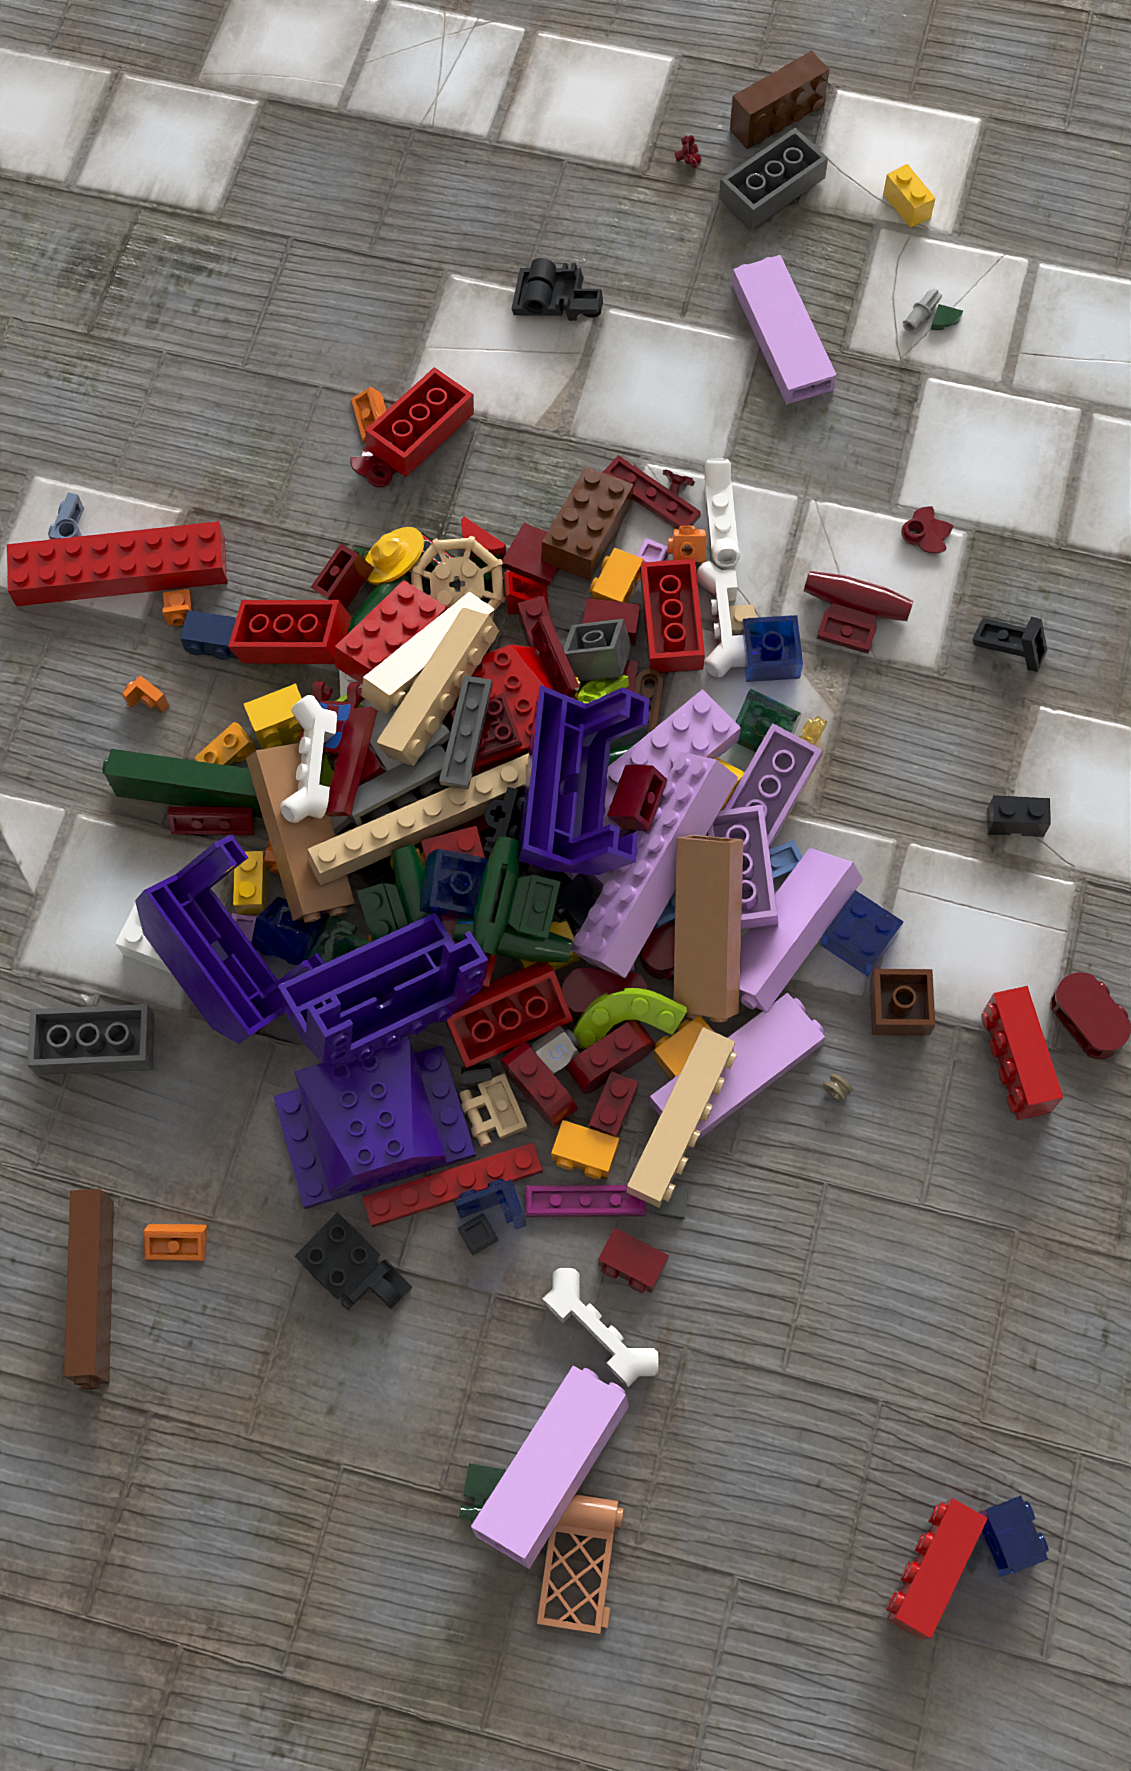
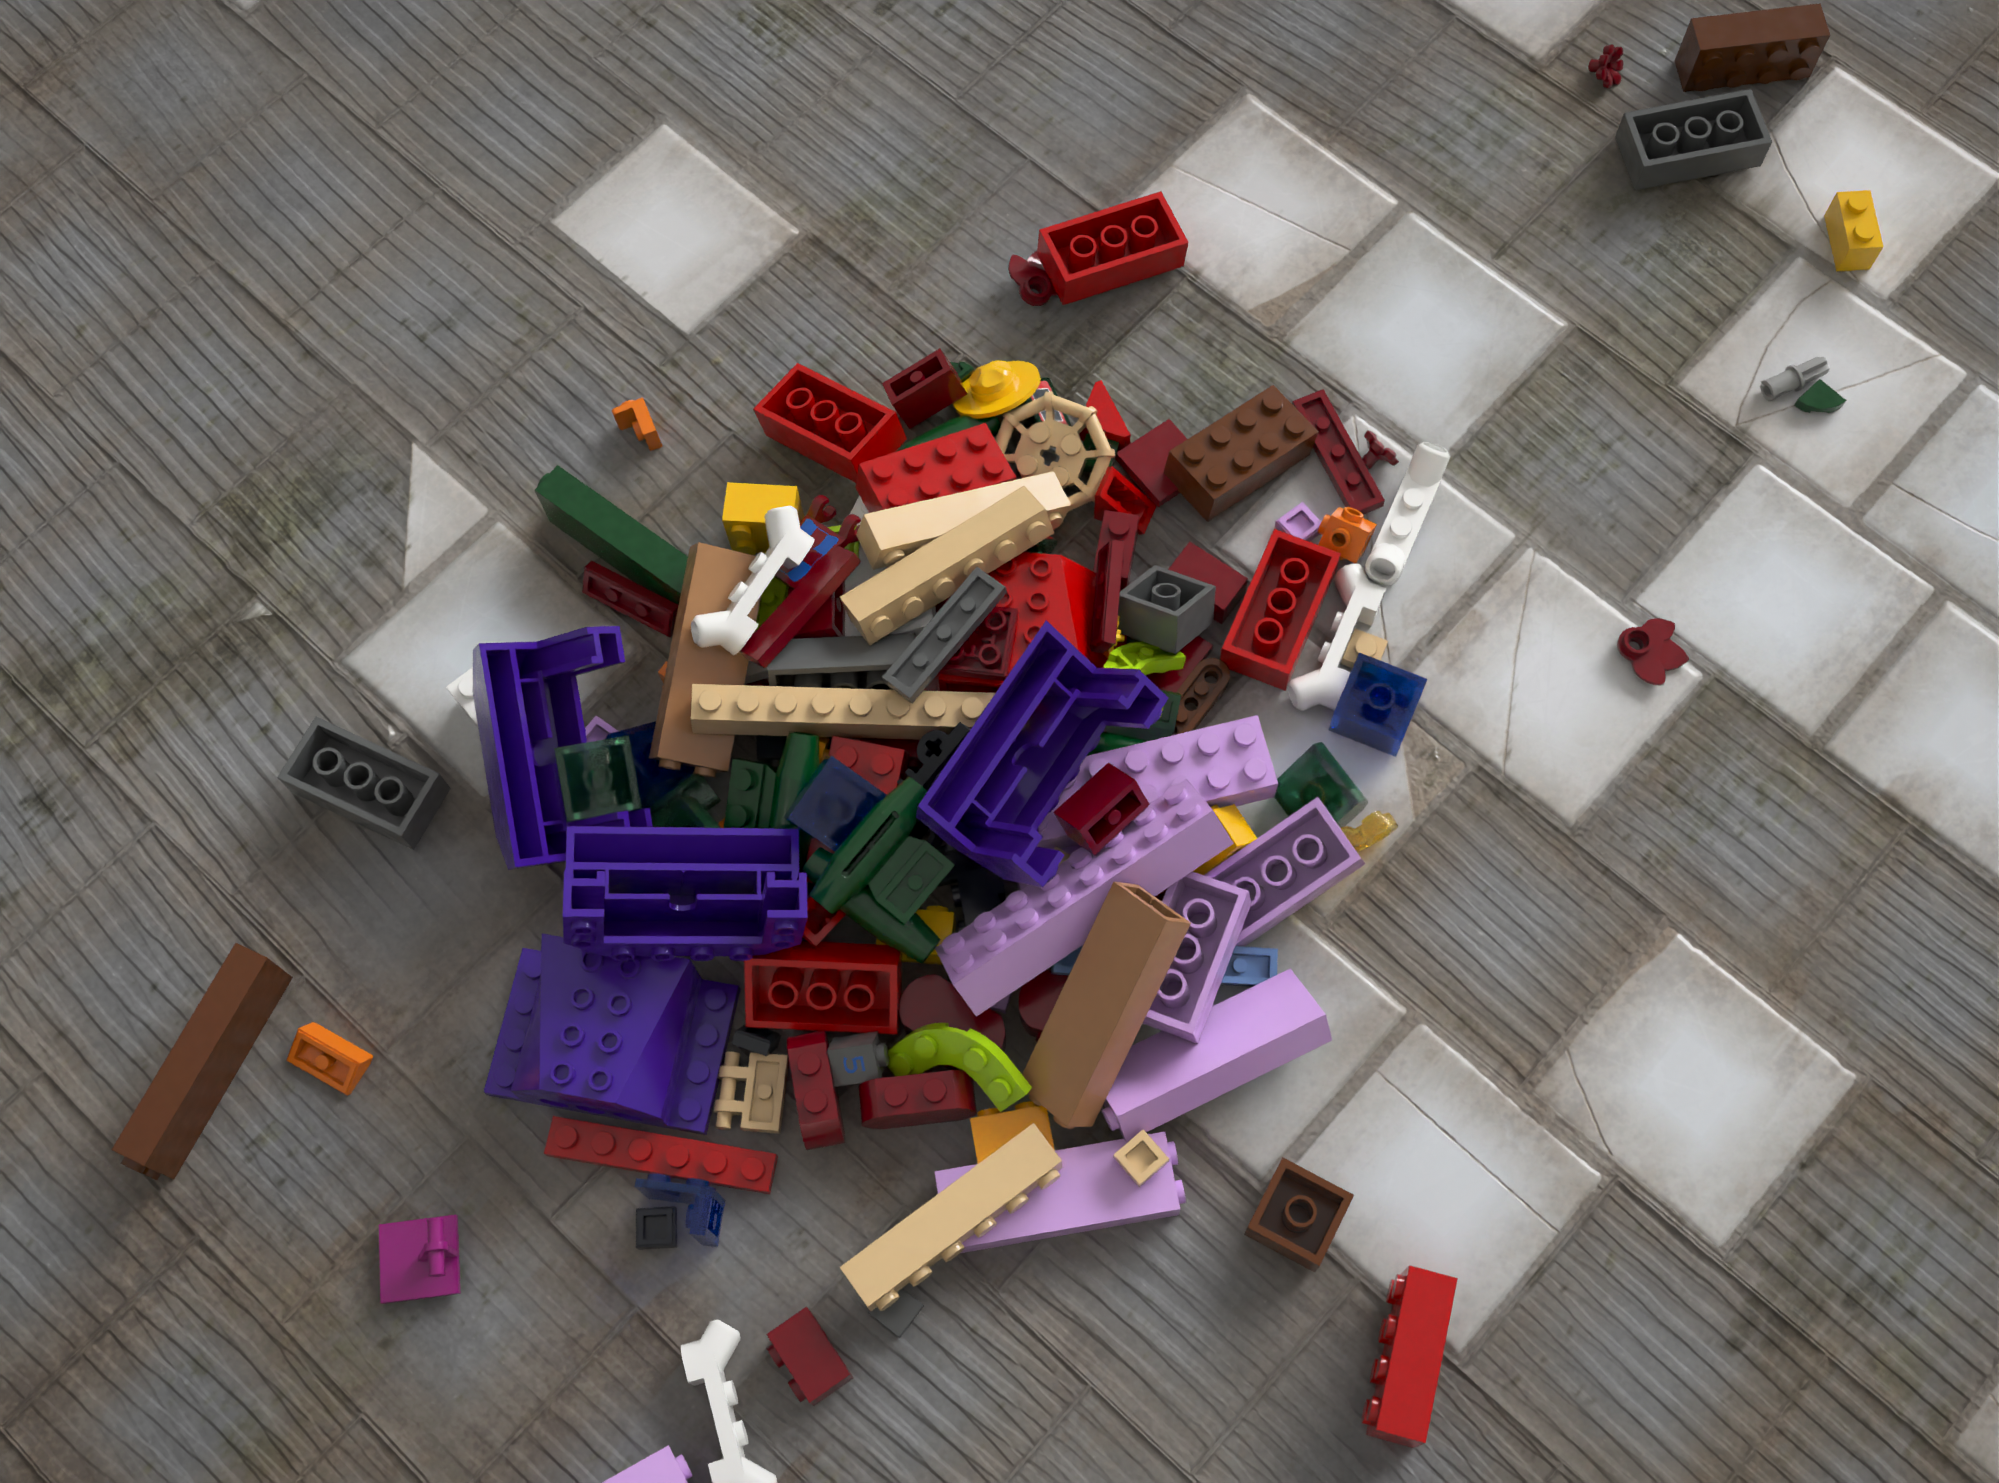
camera: 30 degrees right, 0 degrees up
(68, 518) = (664, 191): sand blue plate -> none
(116, 563) = (692, 260): red brick -> none
(176, 606) = (731, 340): orange bracket -> none
(208, 634) = (742, 383): dark blue brick -> none
(228, 747) = (692, 525): light orange plate -> none
(251, 885) = (630, 691): yellow brick -> none
(270, 948) = (597, 778): none -> clear green brick
(323, 1341) = (419, 1259): none -> magenta plate
(347, 1265) = (489, 1186): black plate -> none
(367, 408) = (1068, 203): orange slope -> none
(550, 290) = (1352, 160): black plate -> none
(582, 1201) = (791, 1252): magenta tile -> none
(584, 1150) = (828, 1194): light orange brick -> none
(614, 1104) = (888, 1161): dark red brick -> none
(618, 577) = (1240, 535): light orange brick -> none
(783, 329) = (1606, 327): lavender brick -> none
(783, 1015) = (1141, 1158): none -> tan plate
(837, 1087) = (1165, 1277): dark tan bush -> none
(853, 608) = (1507, 703): dark red plate -> none
(861, 933) = (1297, 1104): clear blue brick -> none
(1014, 640) = (1686, 836): black bracket -> none
(1019, 815) = (1573, 1058): black brick -> none
(1091, 1015) = (1528, 1353): dark red brick -> none

